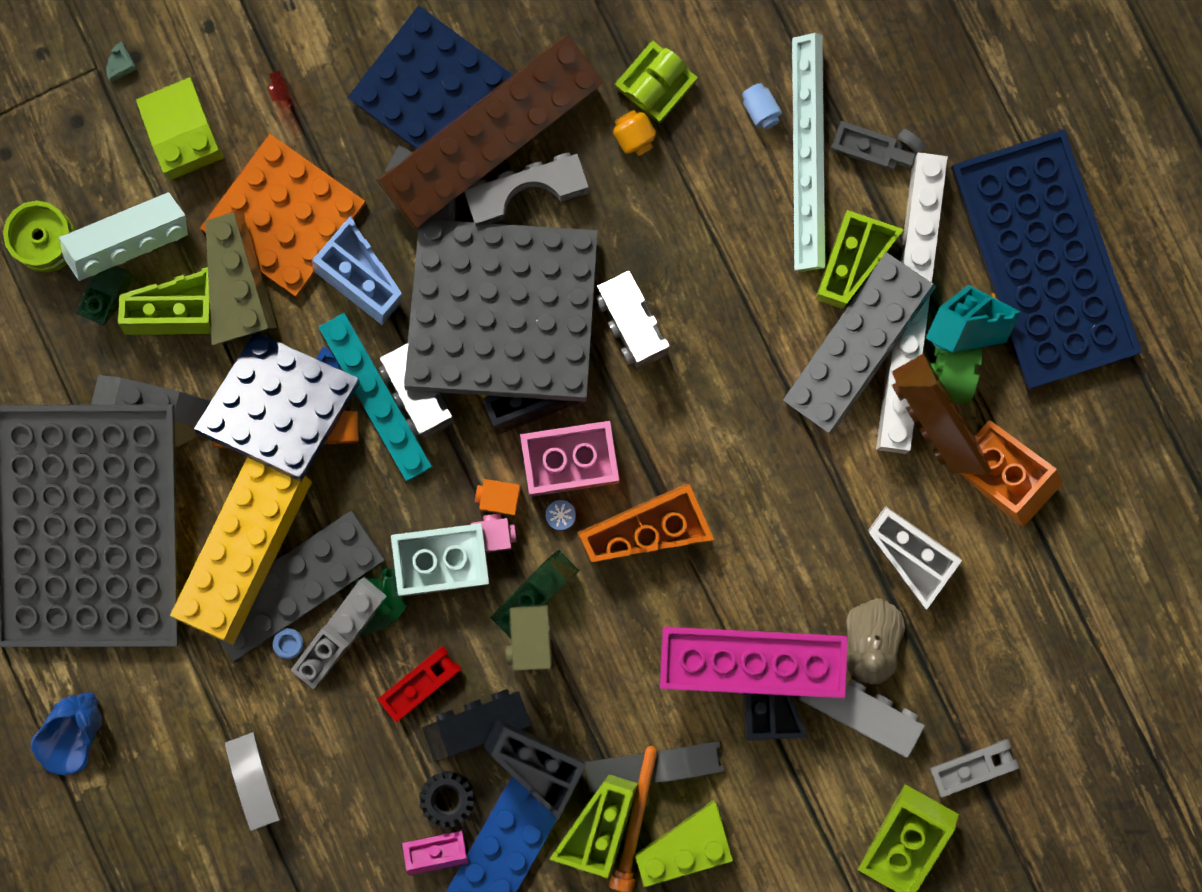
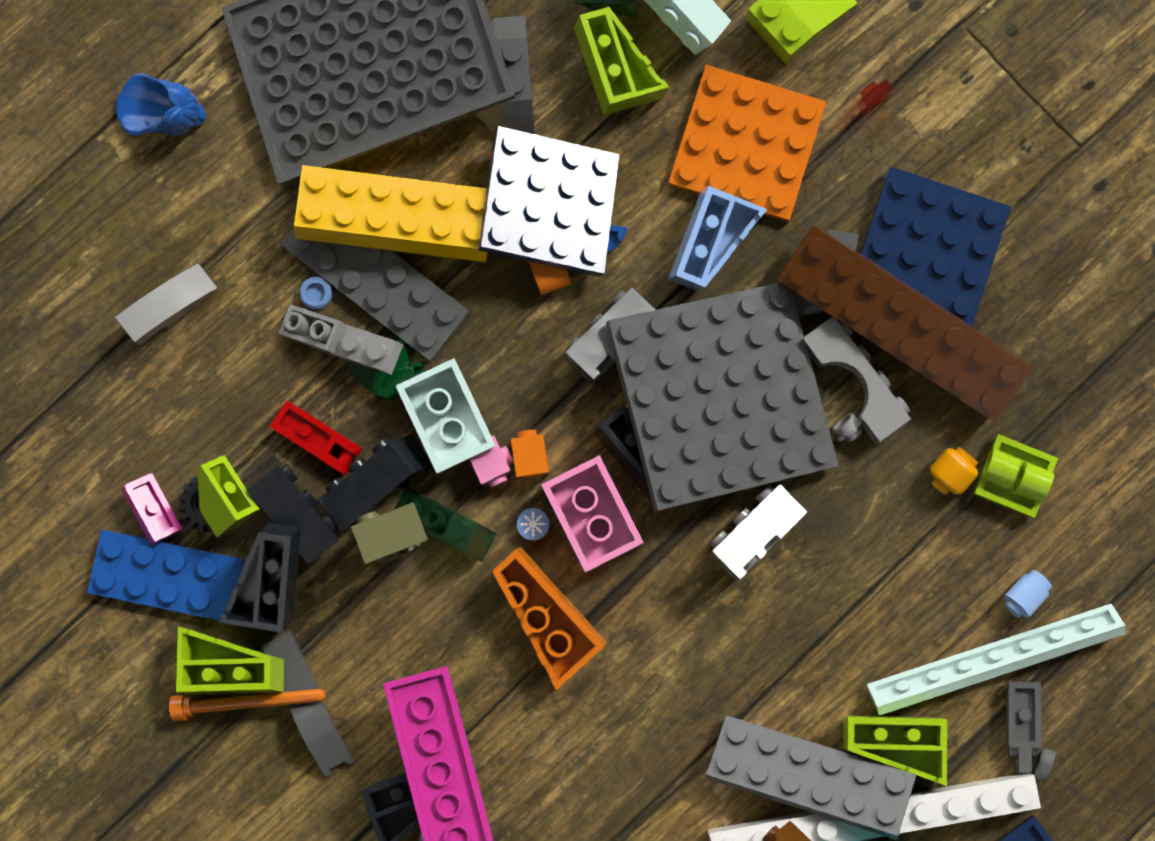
camera: 75 degrees right, 0 degrees up
(235, 282) = (661, 117): olive wedge -> none
(376, 397) = (592, 297): teal plate -> none
(447, 780) = (223, 496): none -> lime slope
(476, 643) = (374, 480): none -> black wedge
(566, 211) = (848, 428): none -> light grey plate
(686, 849) = (232, 762): lime wedge -> none

